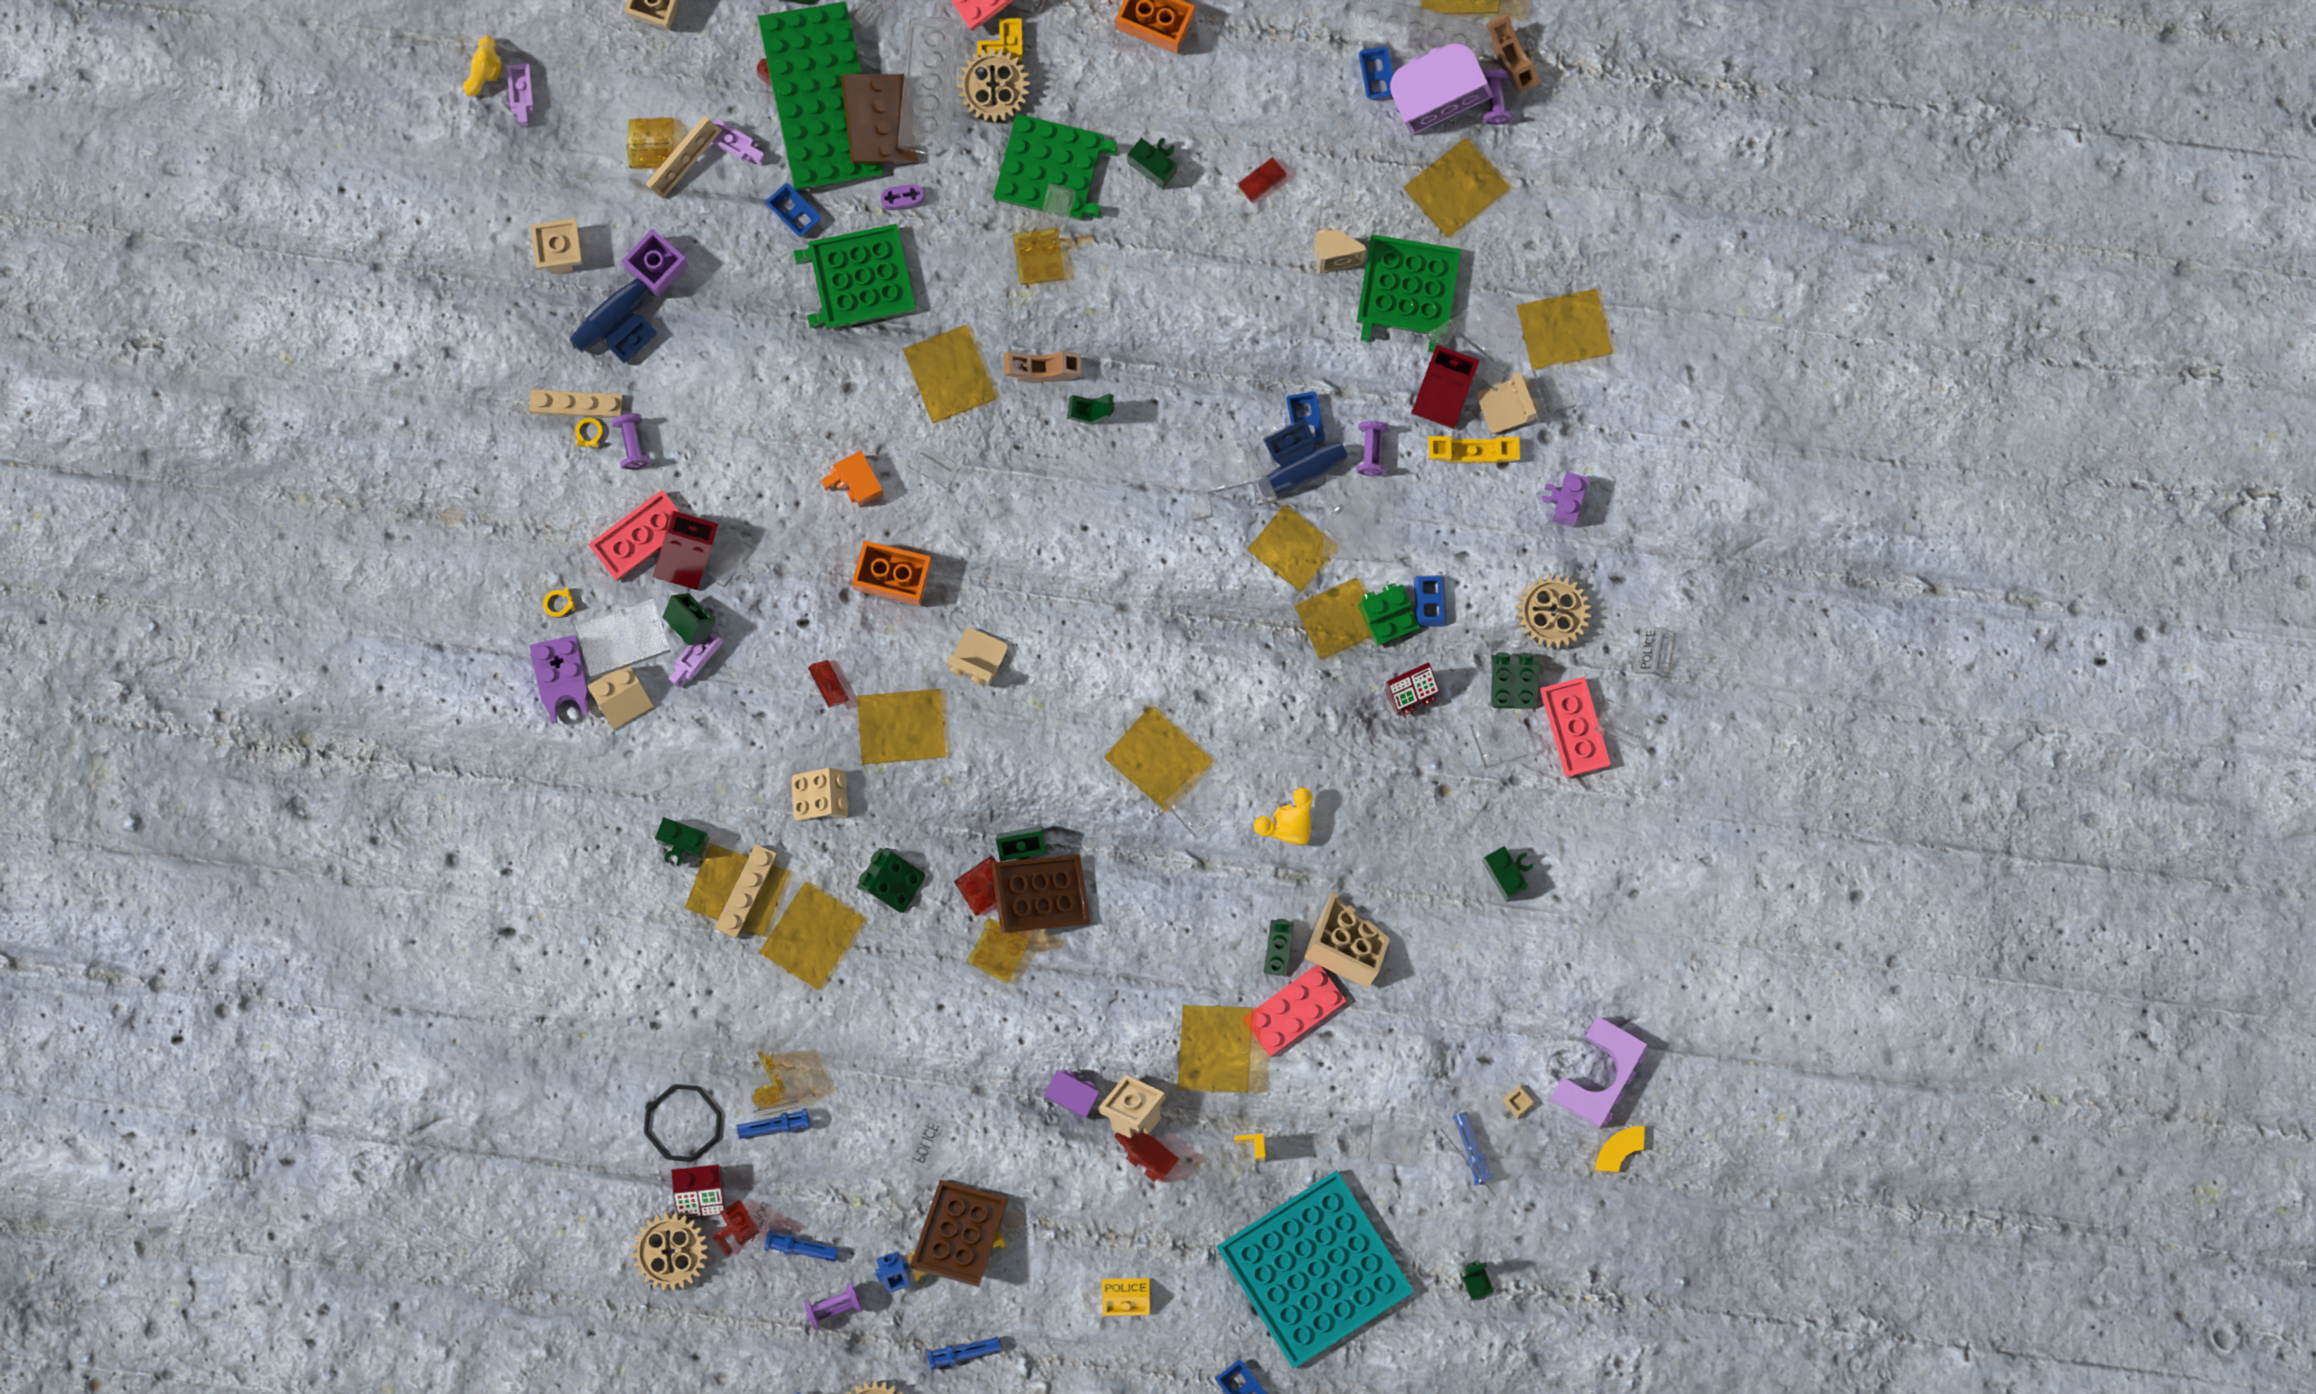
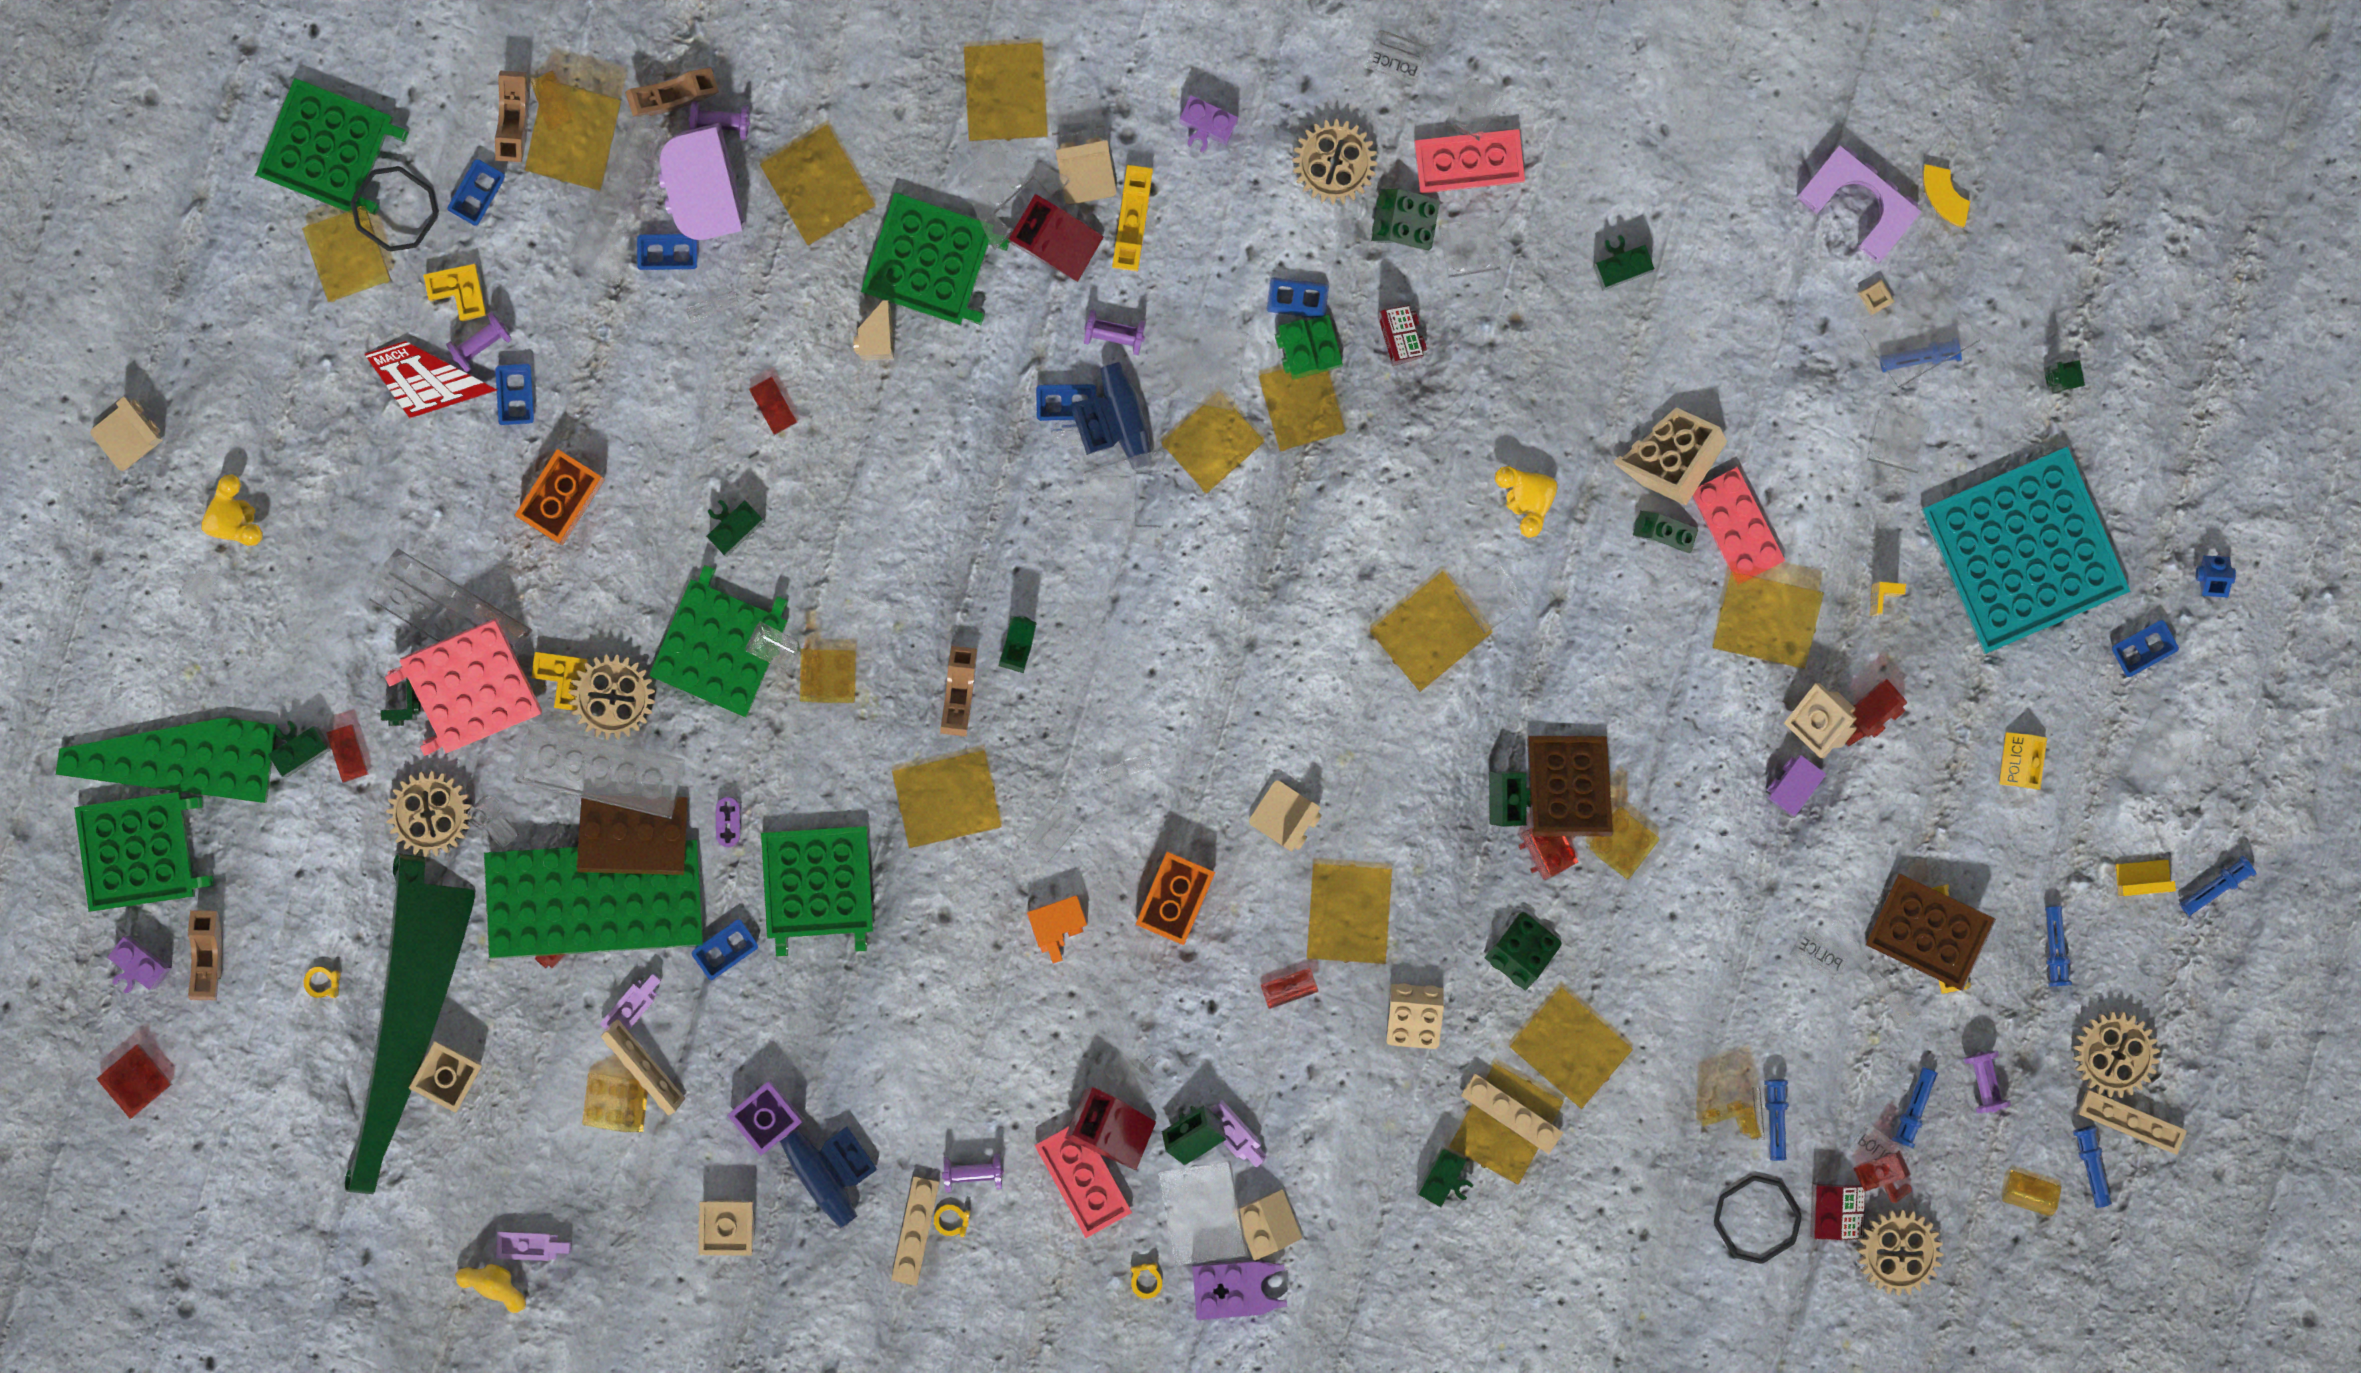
camera: 85 degrees left, 10 degrees up
(739, 1364) = (2031, 1193): none -> clear yellow slope
(893, 1272) = (1960, 1010): blue brick -> none

